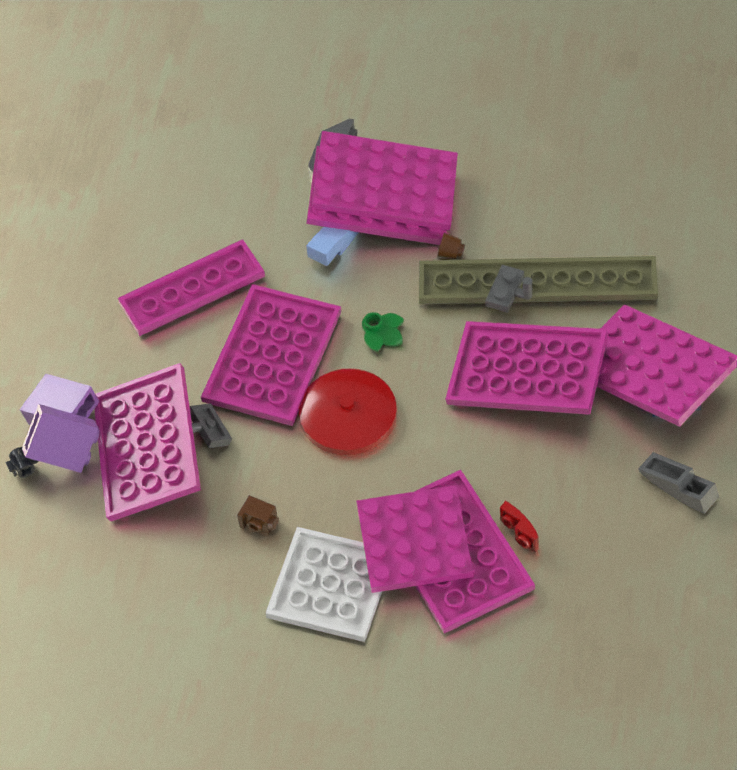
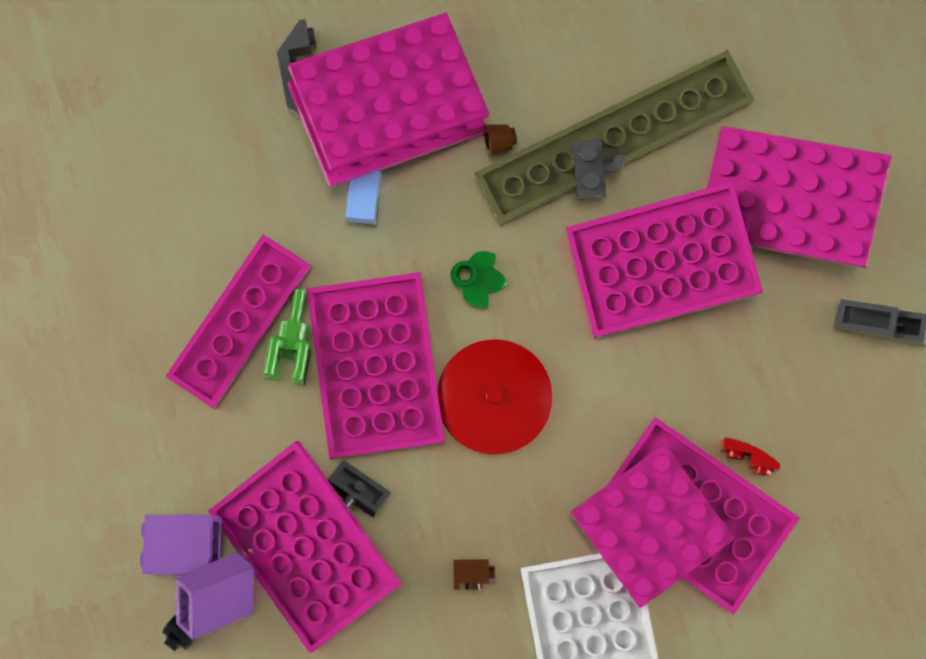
camera: 30 degrees left, 25 degrees up
(217, 313) = (290, 343): none -> bright green plant

